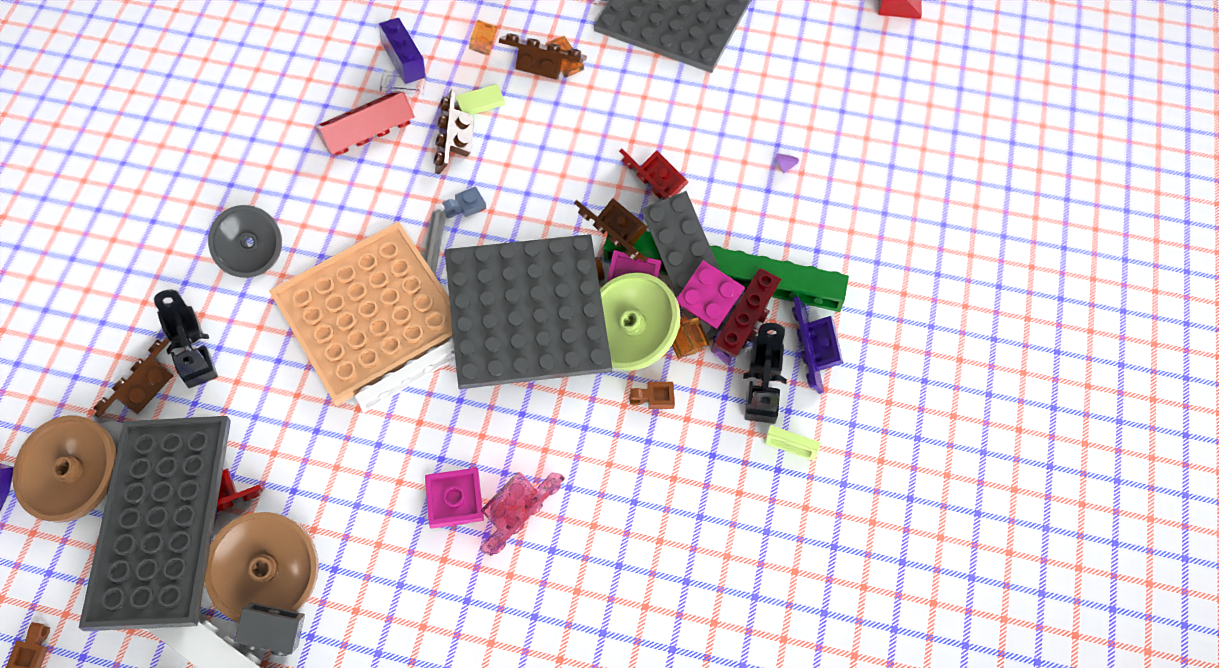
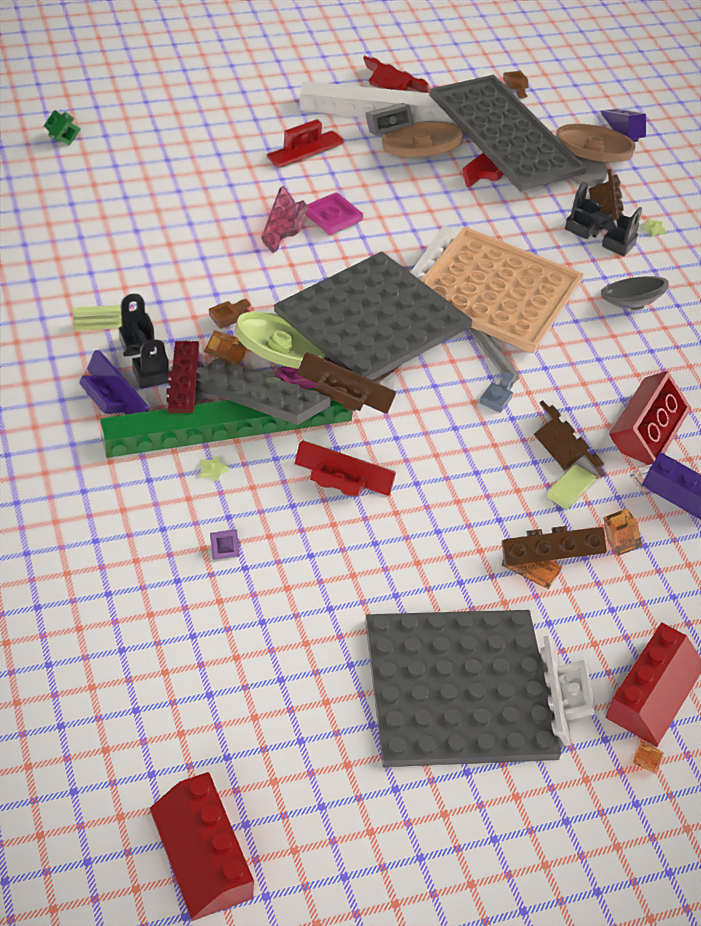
camera: 145 degrees right, 15 degrees down
(126, 333) = (654, 227): none -> yellowish green piece
(405, 636) = (304, 142): none -> red bracket
(710, 295) = (224, 369): dark pink plate -> none
(759, 236) = (213, 468): none -> yellowish green piece

